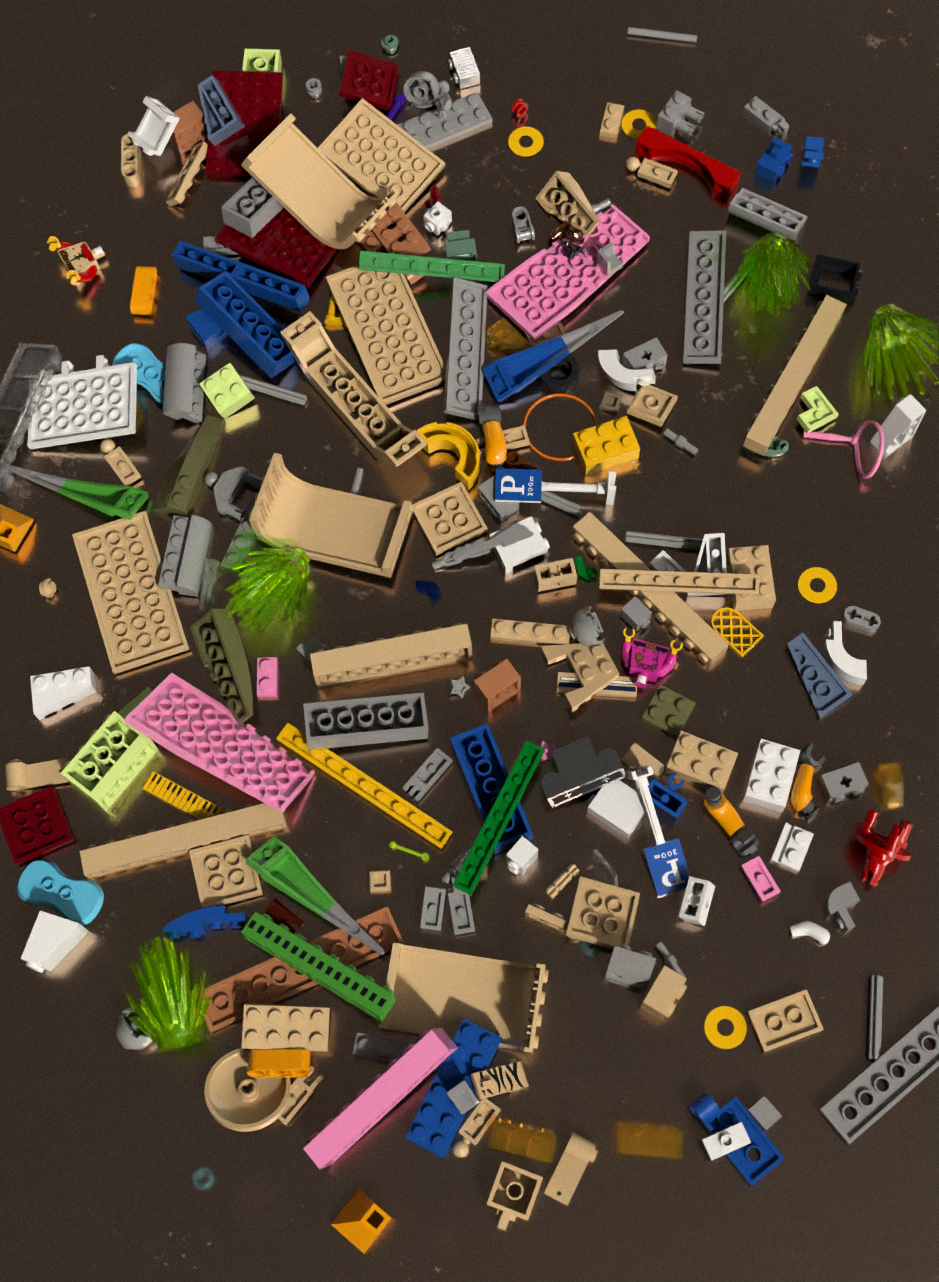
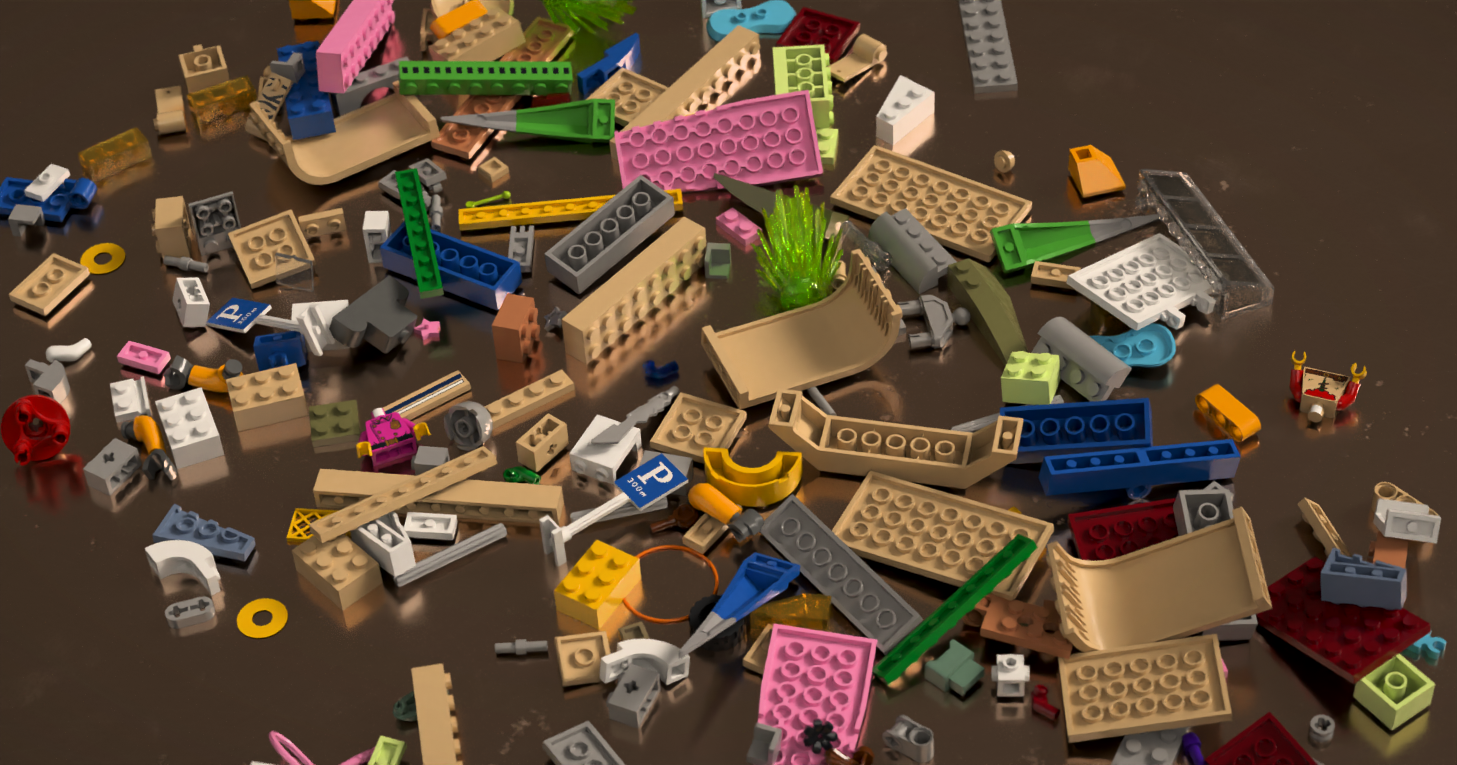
camera: 140 degrees right, 25 degrees down
(562, 880) = (330, 256): tan axle -> none
(591, 666) = (433, 398): tan wing -> none
(638, 757) = (324, 373): tan slope -> none
(890, 785) = (65, 495): clear yellow slope -> none

